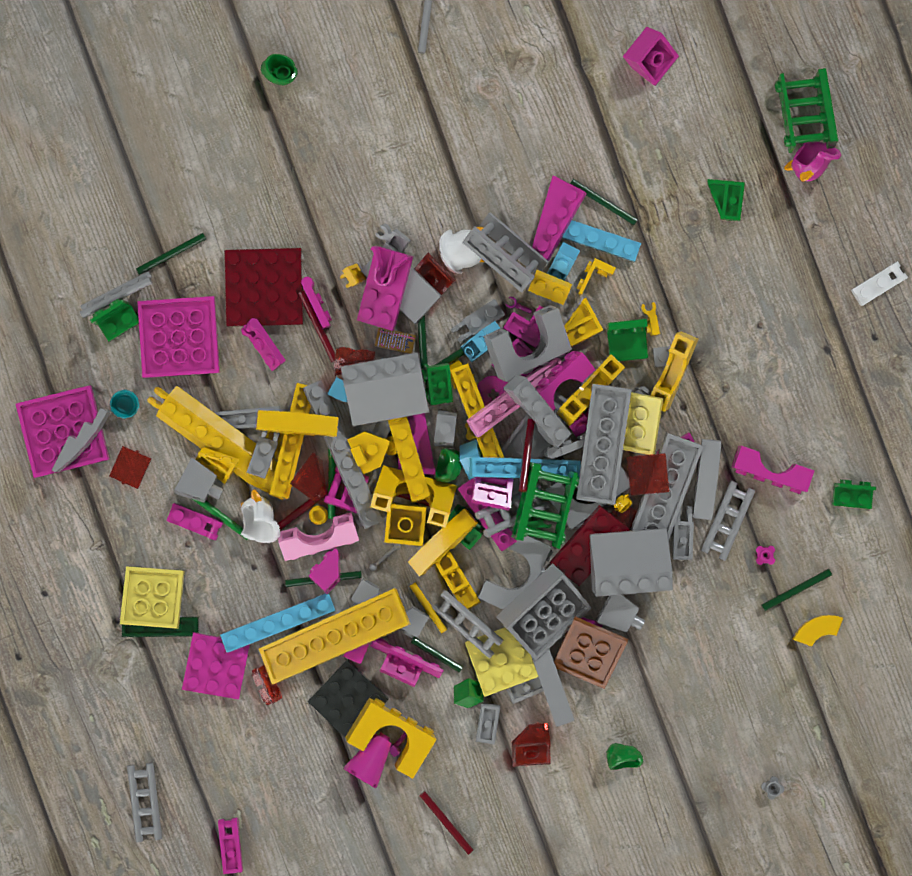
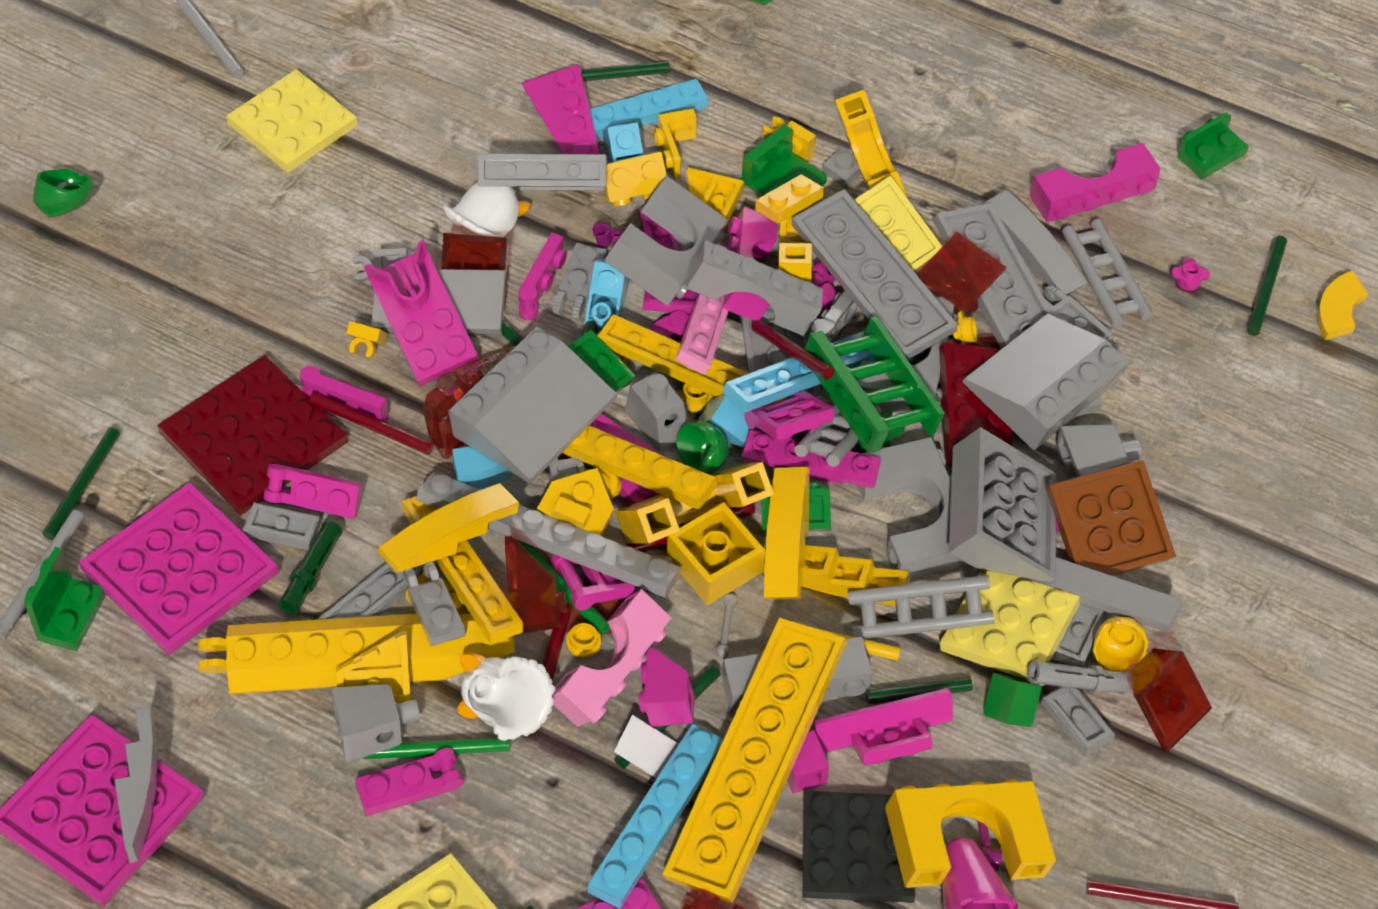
camera: 45 degrees left, 35 degrees down
(124, 403) = (169, 695): teal hair -> none
(130, 467) = (245, 786): clear red piece -> none
(236, 381) = (304, 577): none -> dark green pin
(237, 351) = (281, 526): none -> light grey plate
(301, 588) = (645, 747): none -> white sticker
(423, 106) = (292, 120): none -> light yellow plate
(459, 308) = (541, 276): none -> dark pink plate
(508, 714) = (1092, 679): none -> light grey pin
(536, 708) = (1120, 643): none -> yellow hair
(603, 369) = (789, 198): none -> yellow plate
(623, 756) = (1292, 613): green hair -> none

